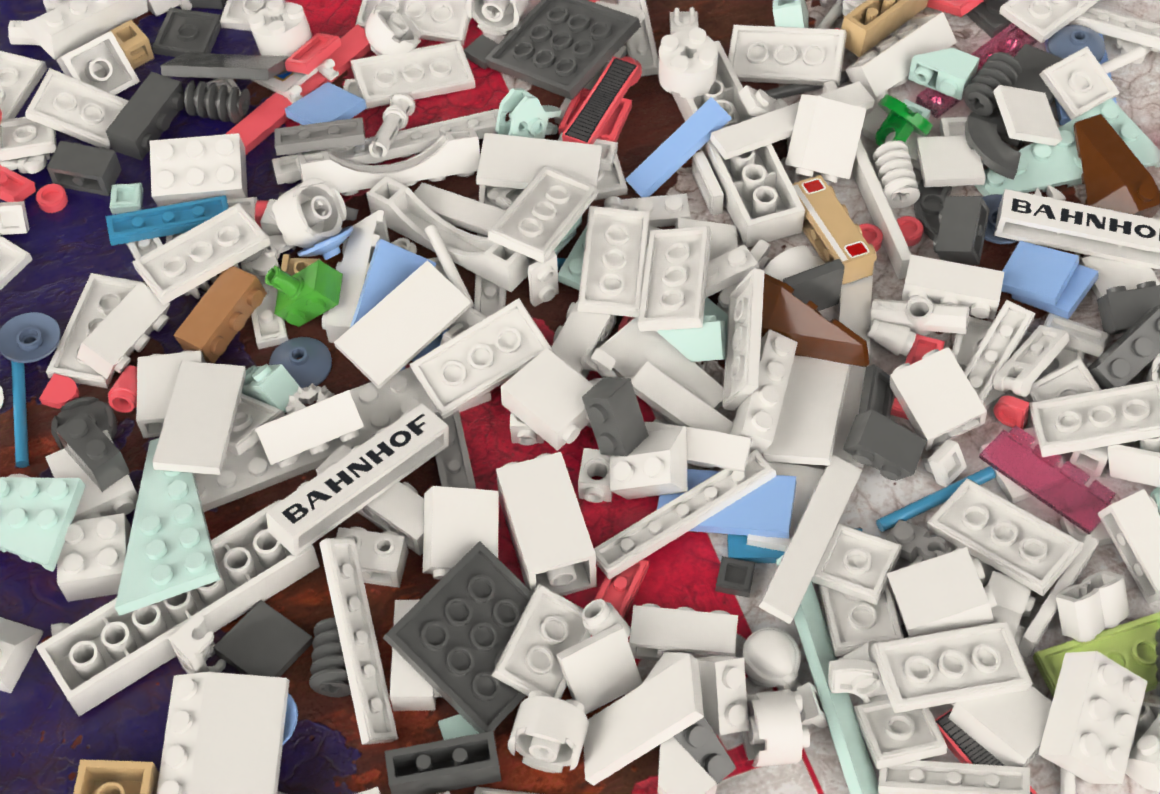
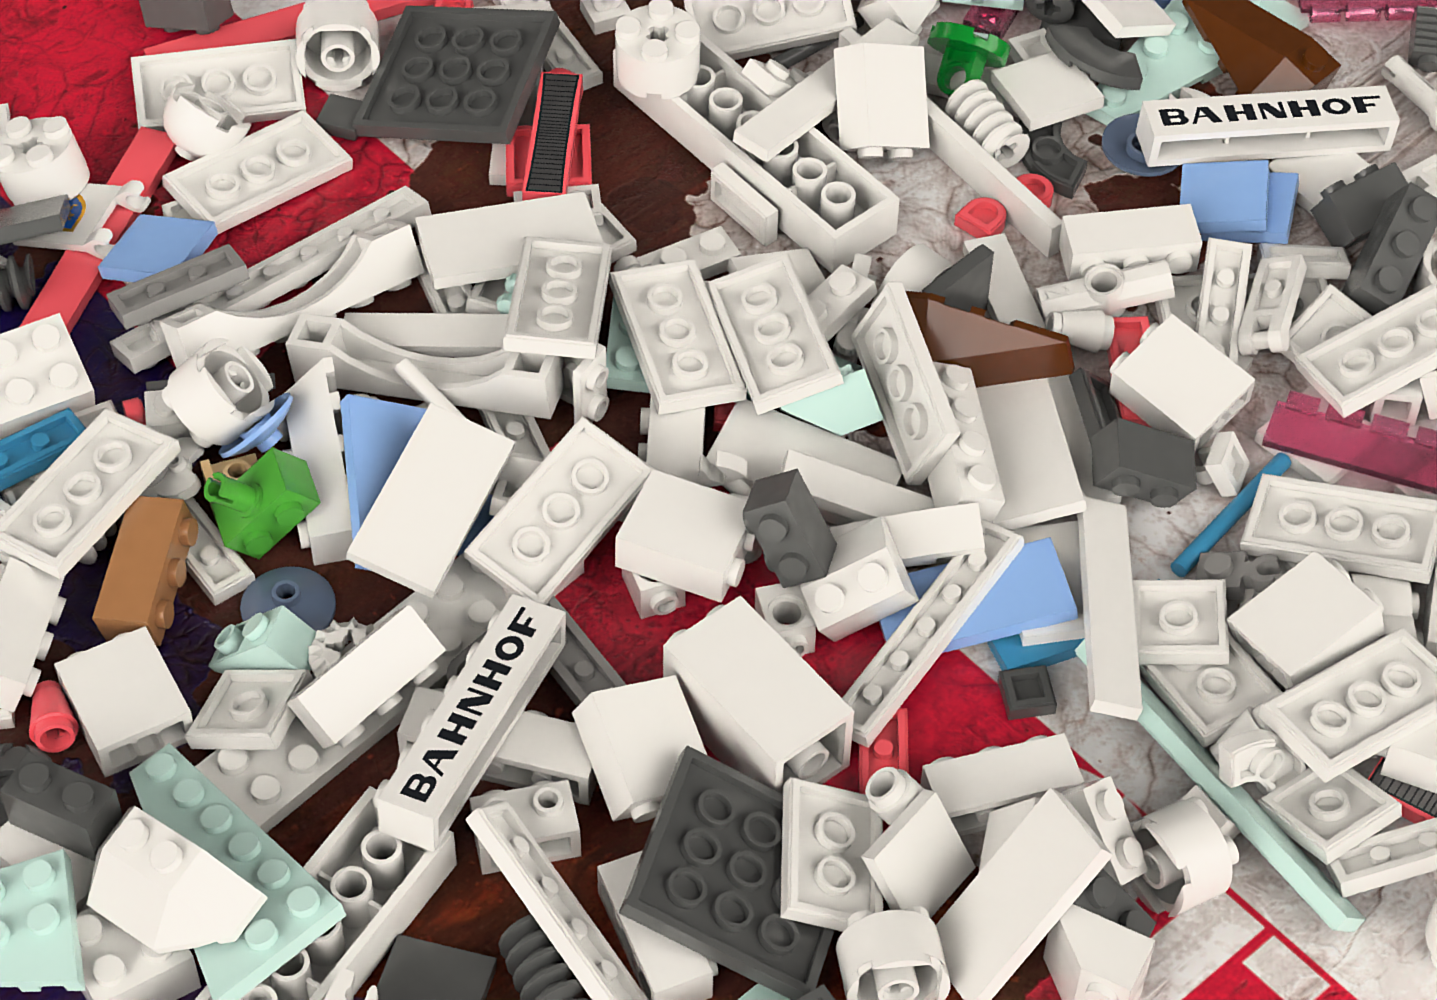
camera: 25 degrees left, 5 degrees down
(123, 524) = (168, 888): none -> white wedge
(200, 418) = (198, 714): white tile -> none
(312, 53) = (101, 181): coral tile -> none
(395, 119) = (266, 238): white pin -> none
(526, 116) = (455, 180): light aqua hinge -> none
(678, 148) = (689, 168): light blue tile -> none
(772, 659) = (1136, 771): white hat -> none
(833, 231) = (943, 216): tan brick -> none
(961, 229) = (1106, 167): dark grey brick -> none
(1012, 411) = (1274, 376): coral tile -> none

